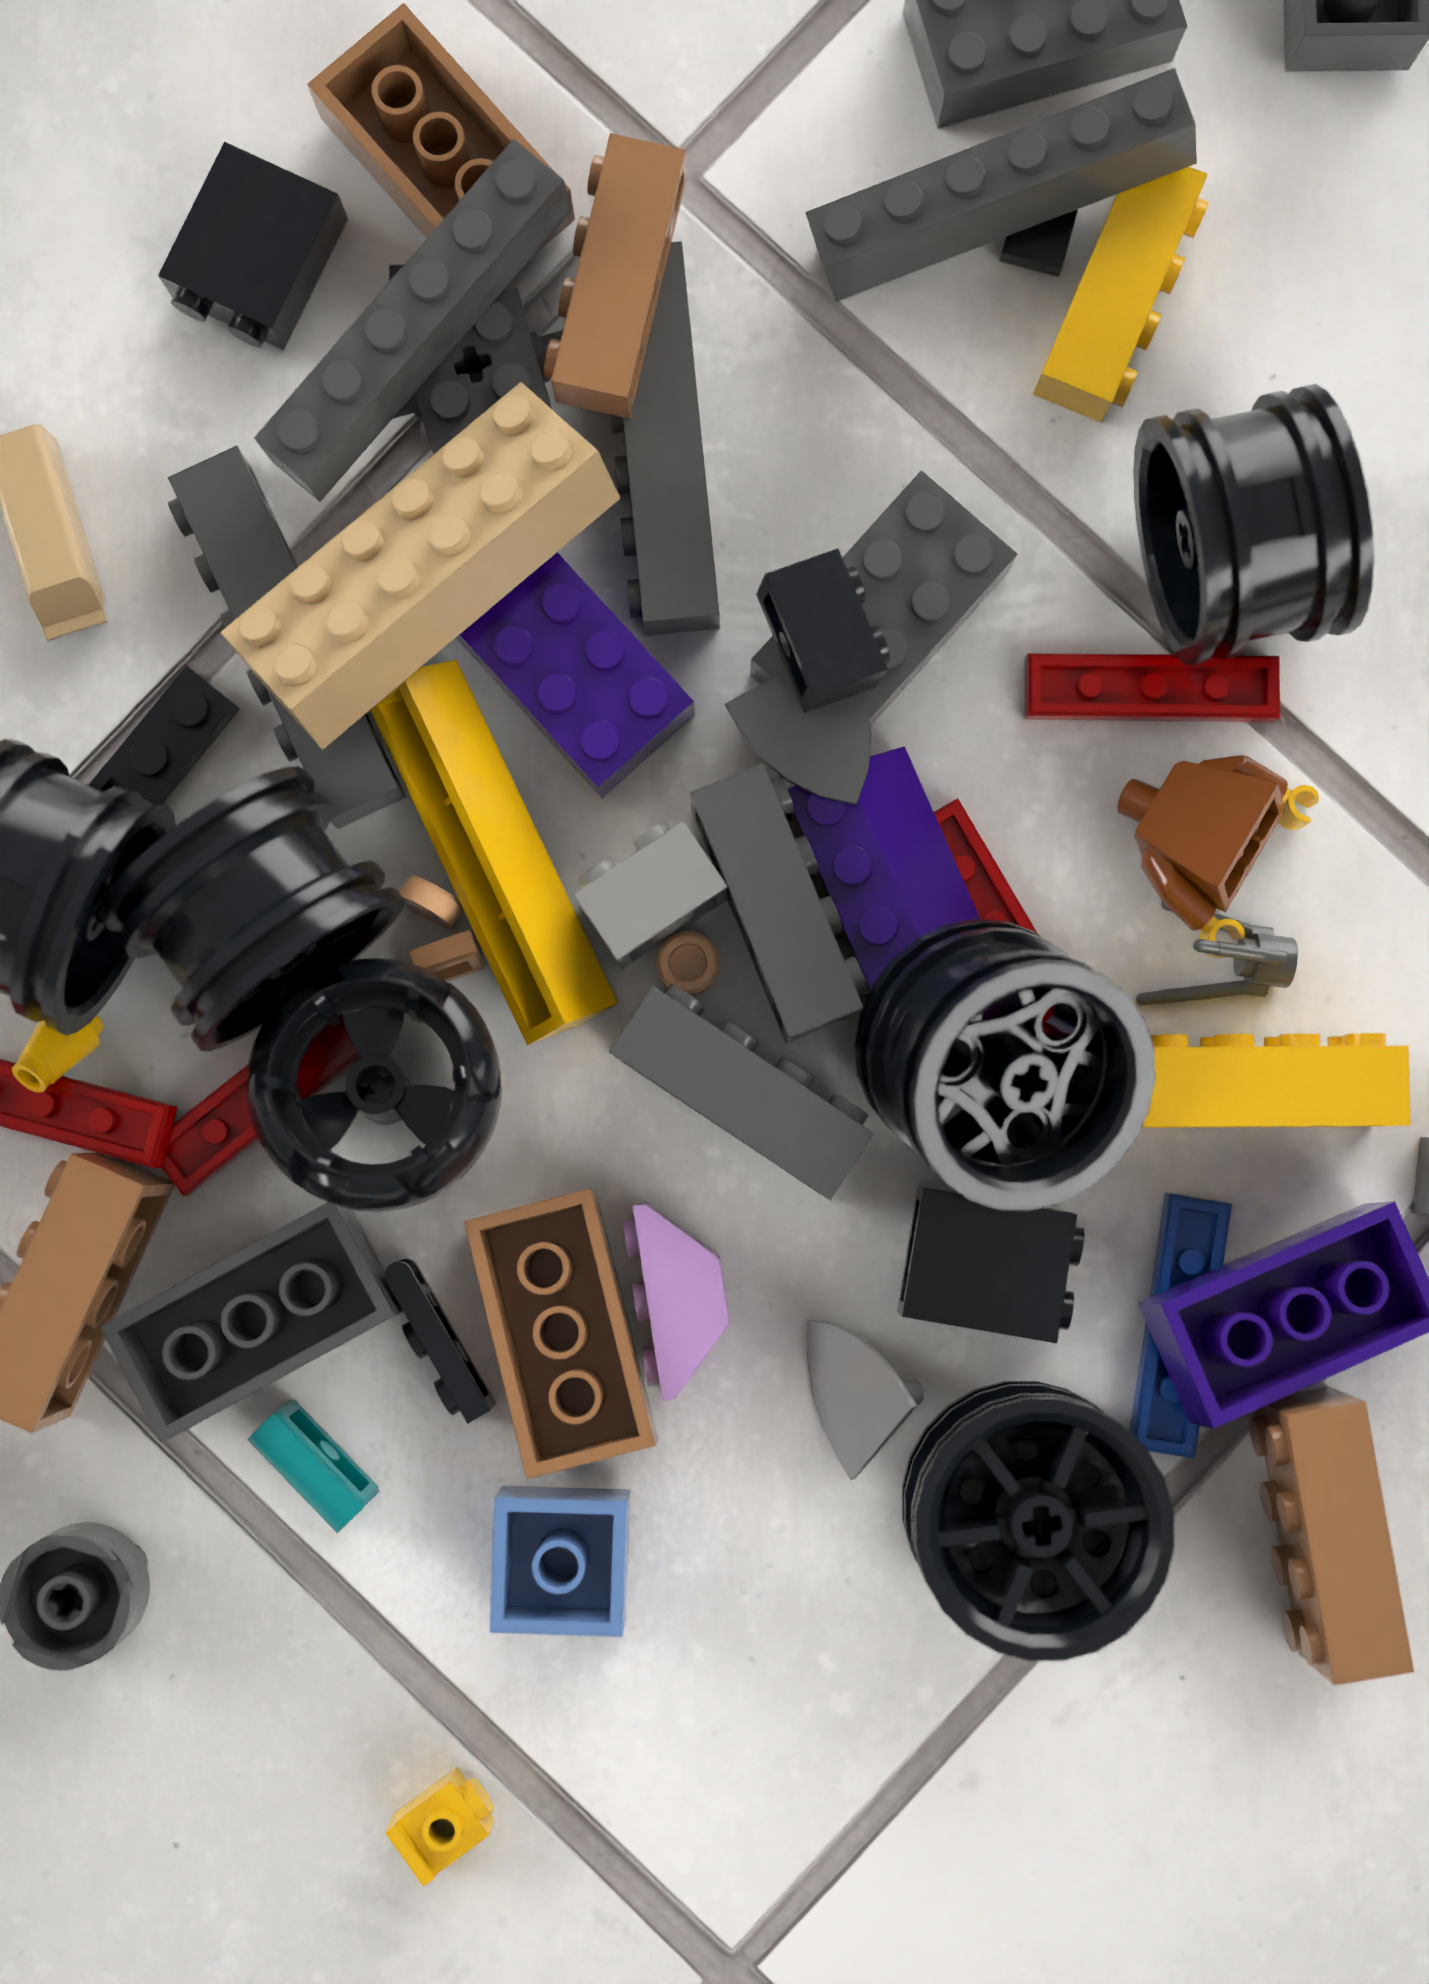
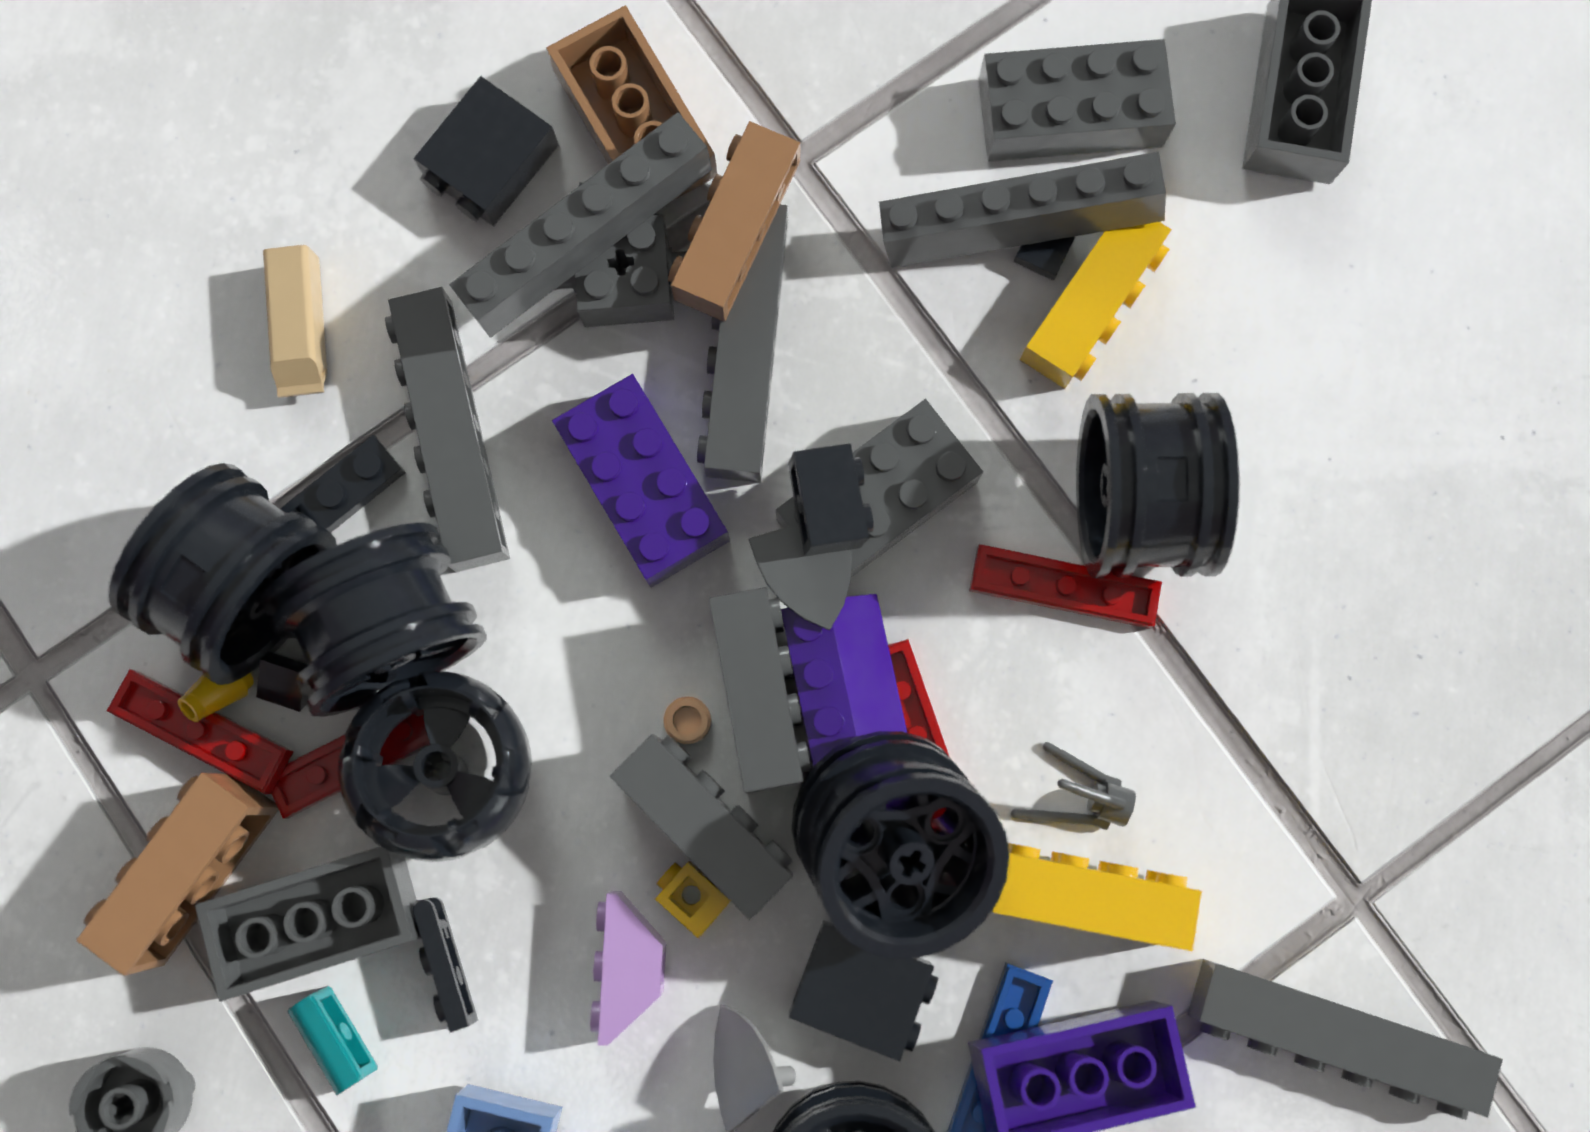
camera: 10 degrees right, 5 degrees down
(142, 1017) = (278, 681): none -> black tile
(422, 564) = (550, 397): tan brick -> none
(431, 901) = (509, 638): light nougat tile -> none
(450, 956) = (514, 682): medium nougat tile -> none
(492, 852) = (560, 611): yellow brick -> none
(561, 1333) = (534, 979): medium nougat brick -> none
(650, 892) = (666, 665): light grey brick -> none
(761, 1207) = (695, 916): none -> yellow brick
(1208, 831) = (1085, 701): dark orange torso -> none

